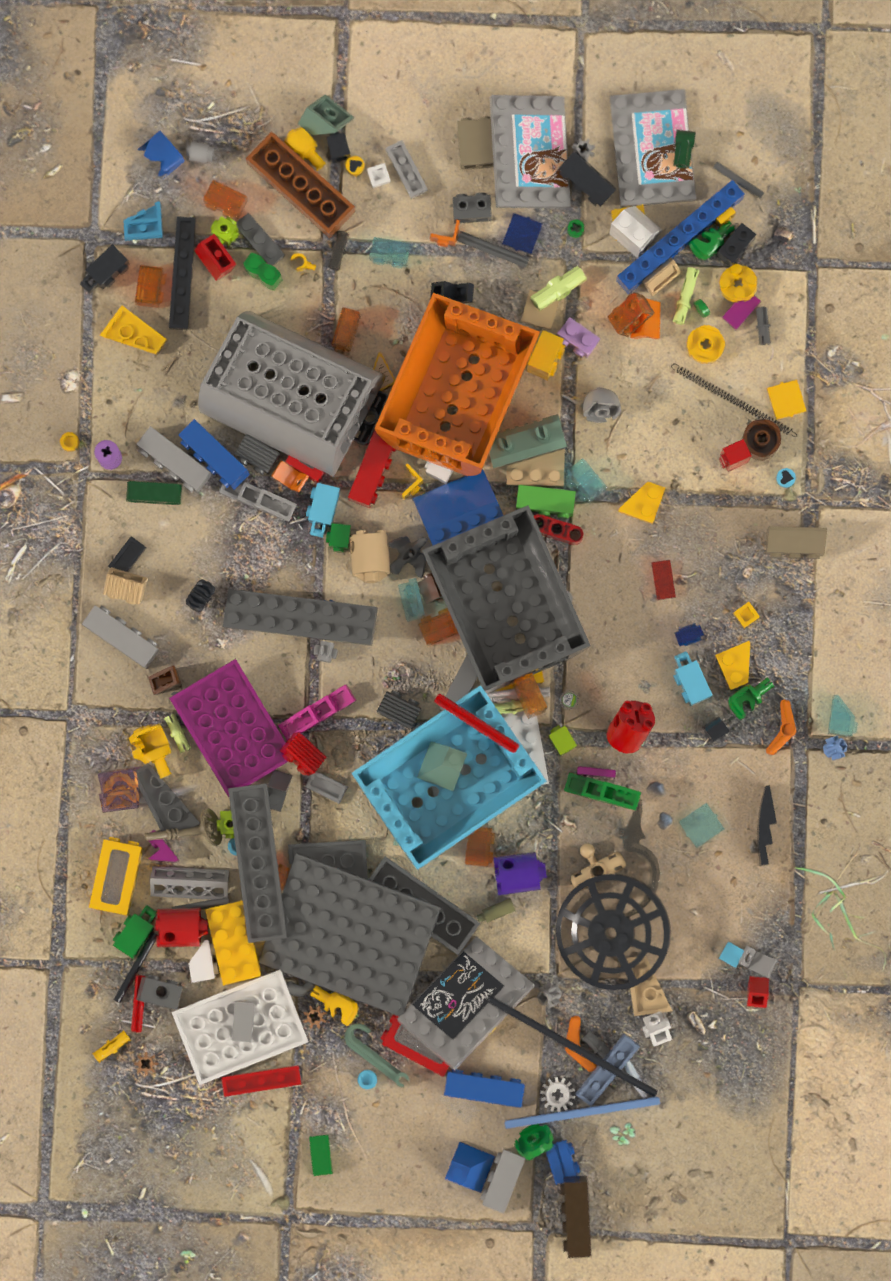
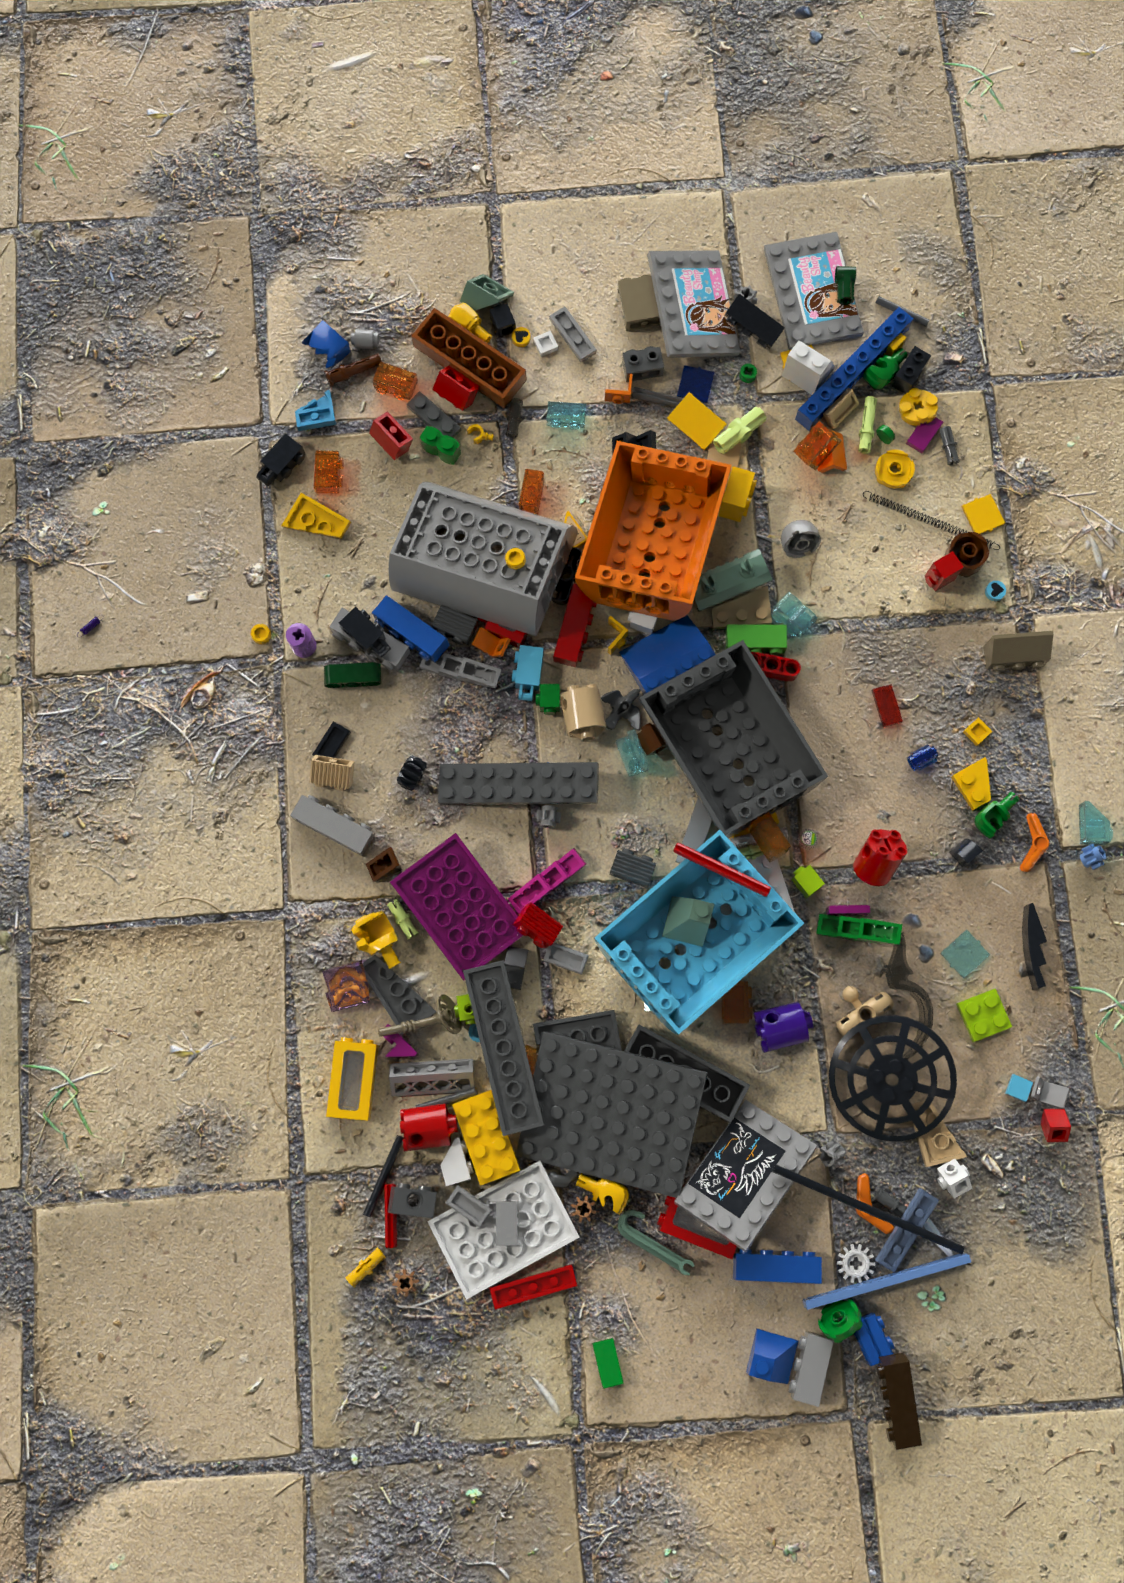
camera: 10 degrees left, 5 degrees down
(135, 932) = (379, 1138): green brick -> none
(169, 455) = (364, 632): none -> black brick
(176, 184) = (344, 372): none -> reddish brown pin
(182, 273) = (359, 456): black plate -> none
(210, 1002) = (468, 1206): none -> light grey tile
(227, 236) = (399, 408): lime brick -> none
(284, 214) = (455, 388): none -> red brick
(320, 404) = (515, 558): none -> yellow tile
(367, 1079) = (648, 1271): medium azure tile -> none
(438, 627) = (663, 779): clear orange brick -> none
(496, 911) = (763, 1069): olive cylinder -> none
(517, 274) = (696, 421): none -> yellow piece
(578, 338) = (767, 477): lavender bracket -> none
(644, 503) = (856, 631): yellow wing -> none
(691, 680) = (932, 803): medium azure brick -> none
(710, 884) = (984, 1015): none -> lime plate

